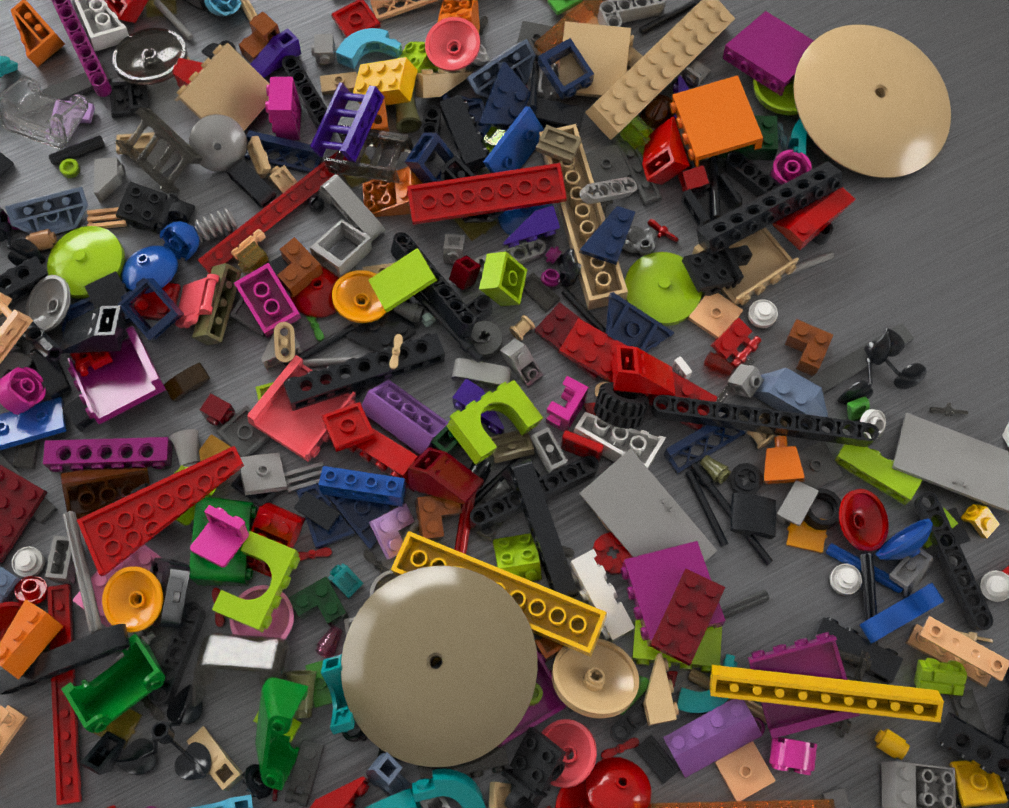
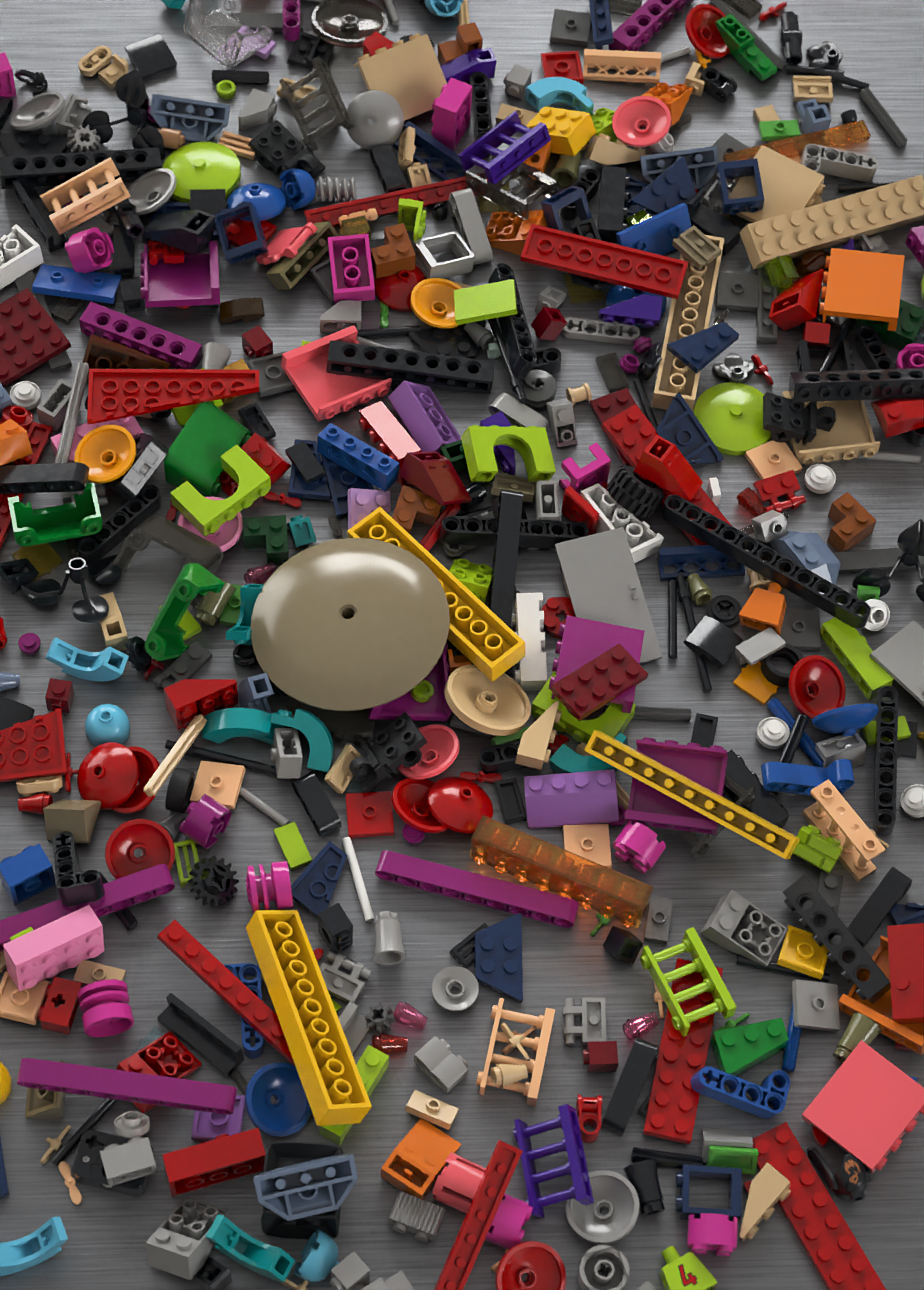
camera: 20 degrees right, 10 degrees down
(220, 537) = (209, 437): dark pink bracket -> none
(262, 474) = (271, 412): light grey plate -> none
(284, 341) = (348, 309): tan plate -> none
(297, 222) = (413, 216): none -> lime bracket
(299, 471) = (304, 429): light grey tile -> none
(348, 426) = (370, 402): red plate -> none
(398, 340) = (447, 360): tan piece -> none
(503, 279) = (582, 342): lime brick -> none
(607, 187) = (744, 314): light grey beam -> none
(788, 610) = (704, 730): none -> black tile
(891, 744) = (739, 882): yellow brick -> none

